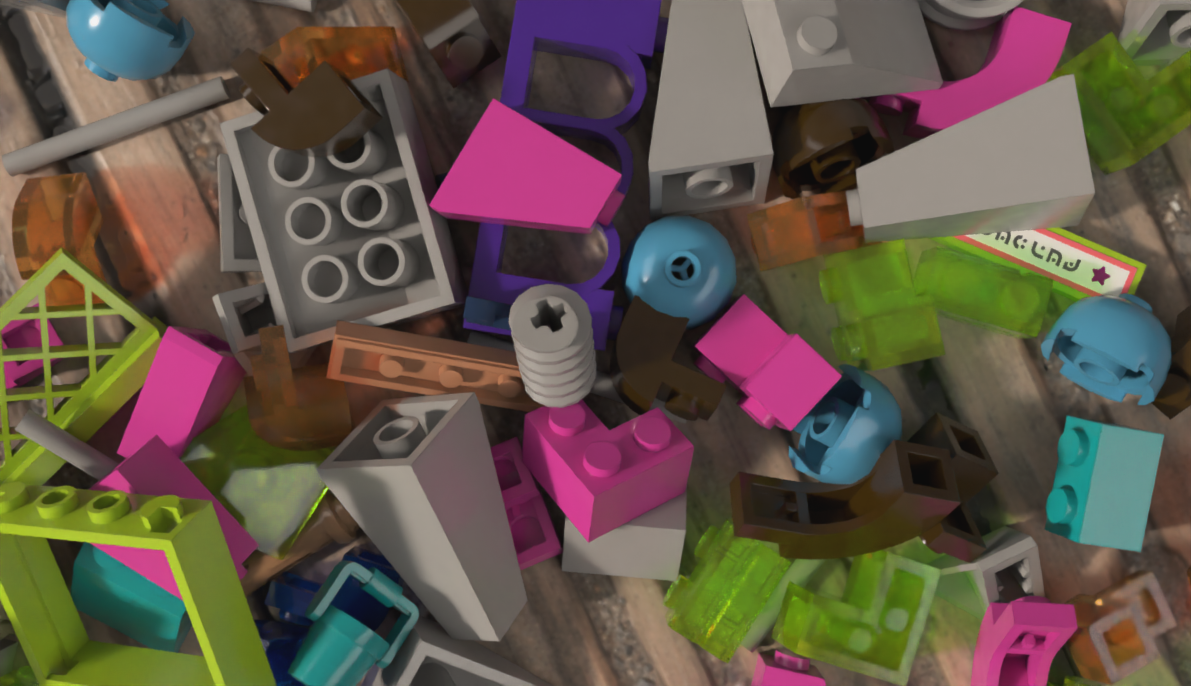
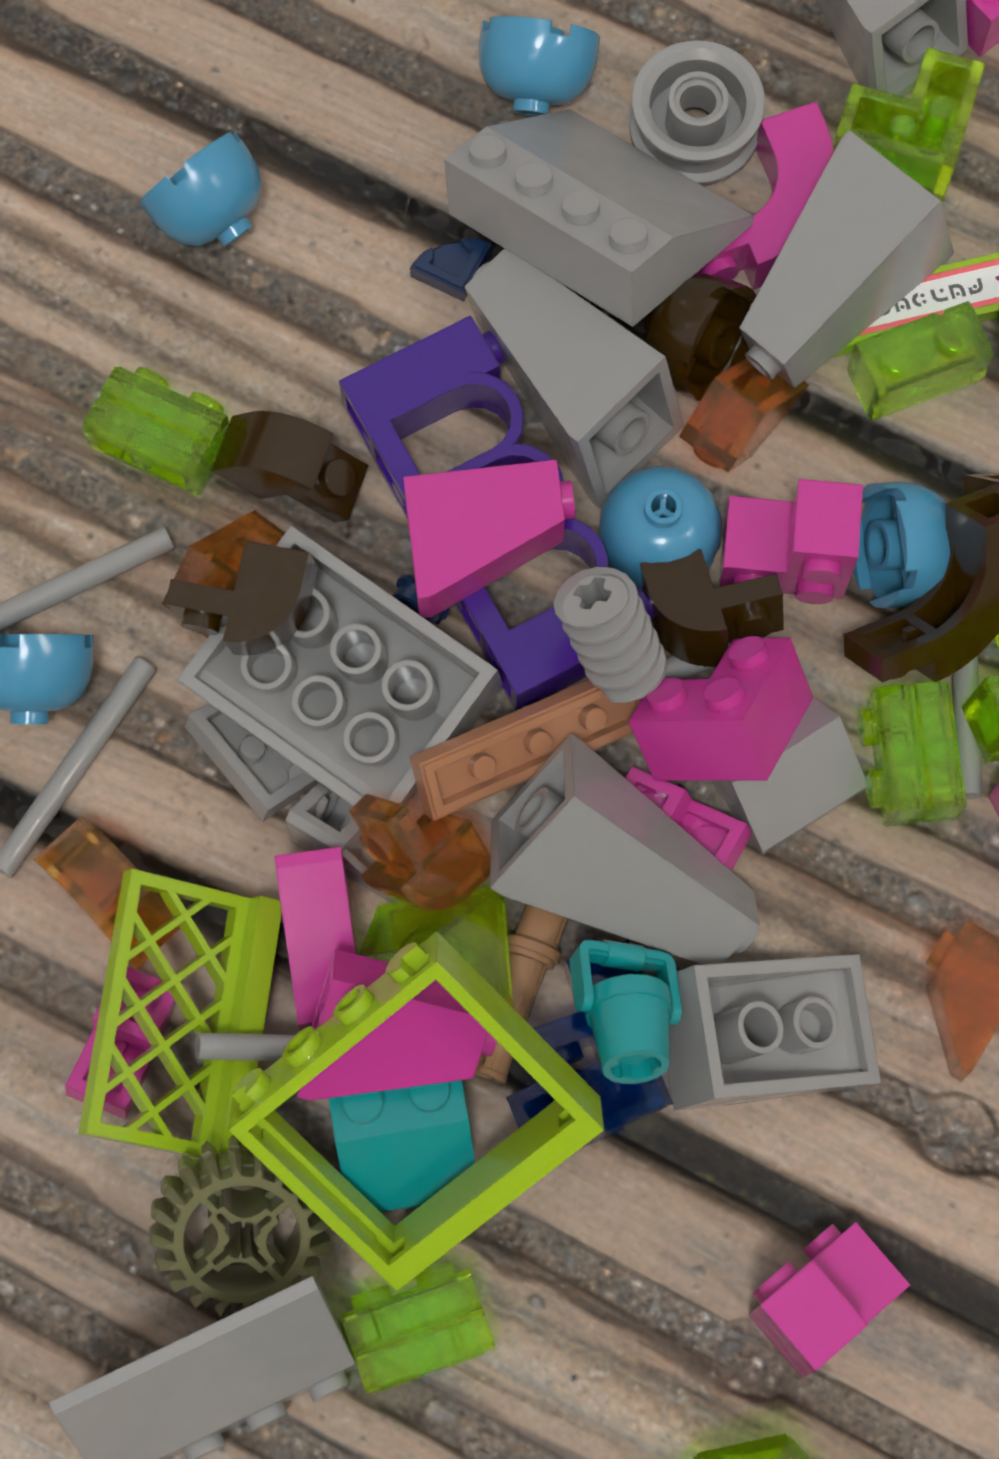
camera: 40 degrees left, 15 degrees down
(487, 313) = (537, 656): dark blue tile -> none
(878, 308) = (848, 429): clear neon green brick -> none

